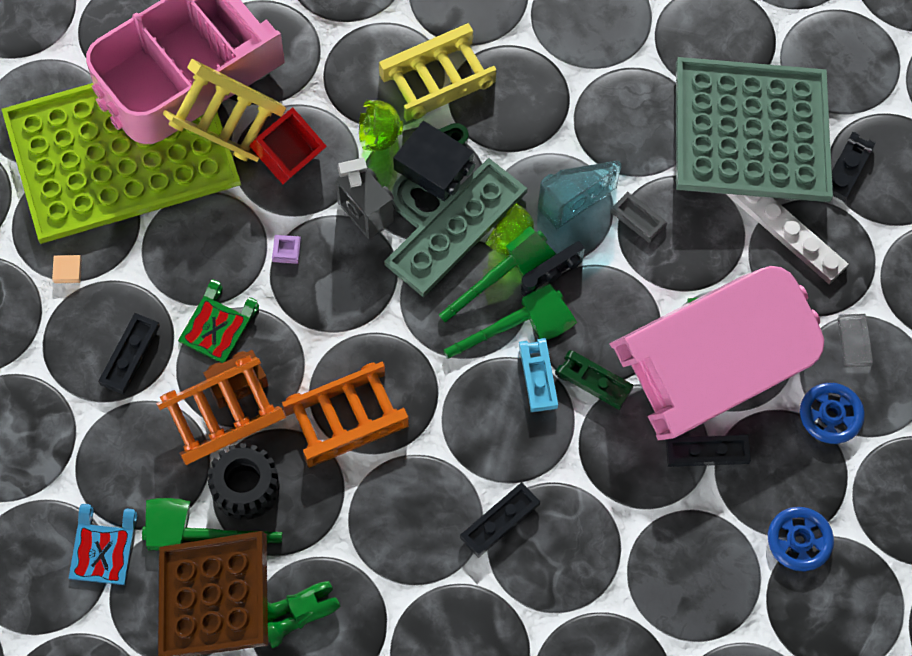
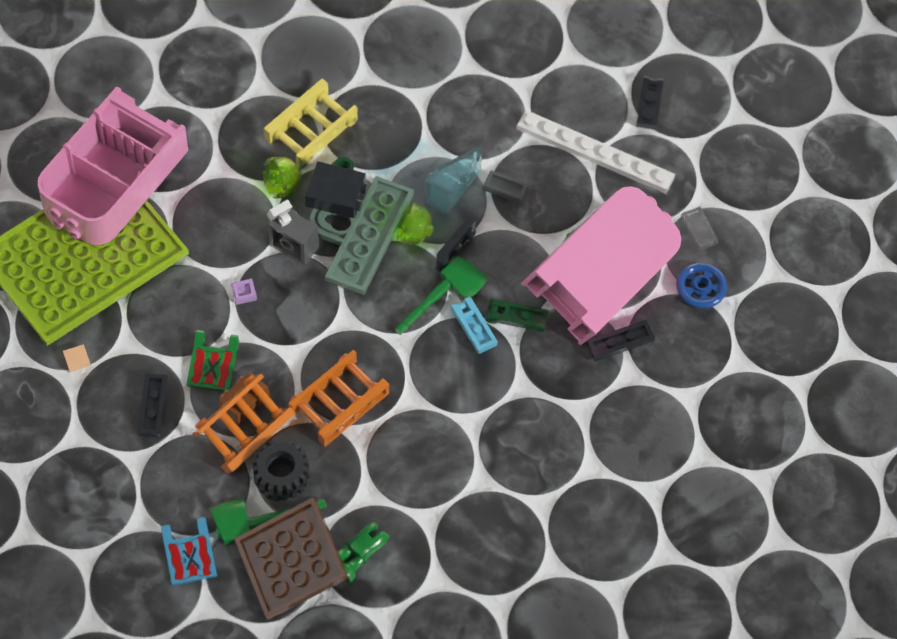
camera: 20 degrees left, 5 degrees down
(224, 85) = (157, 178): light yellow fence -> none
(287, 145) = (217, 212): red piece -> none
(500, 519) = (485, 438): black plate -> none
(525, 253) = (432, 238): green piece -> none
(752, 130) = (568, 95): sand green plate -> none
(811, 519) = (713, 365): blue plate -> none

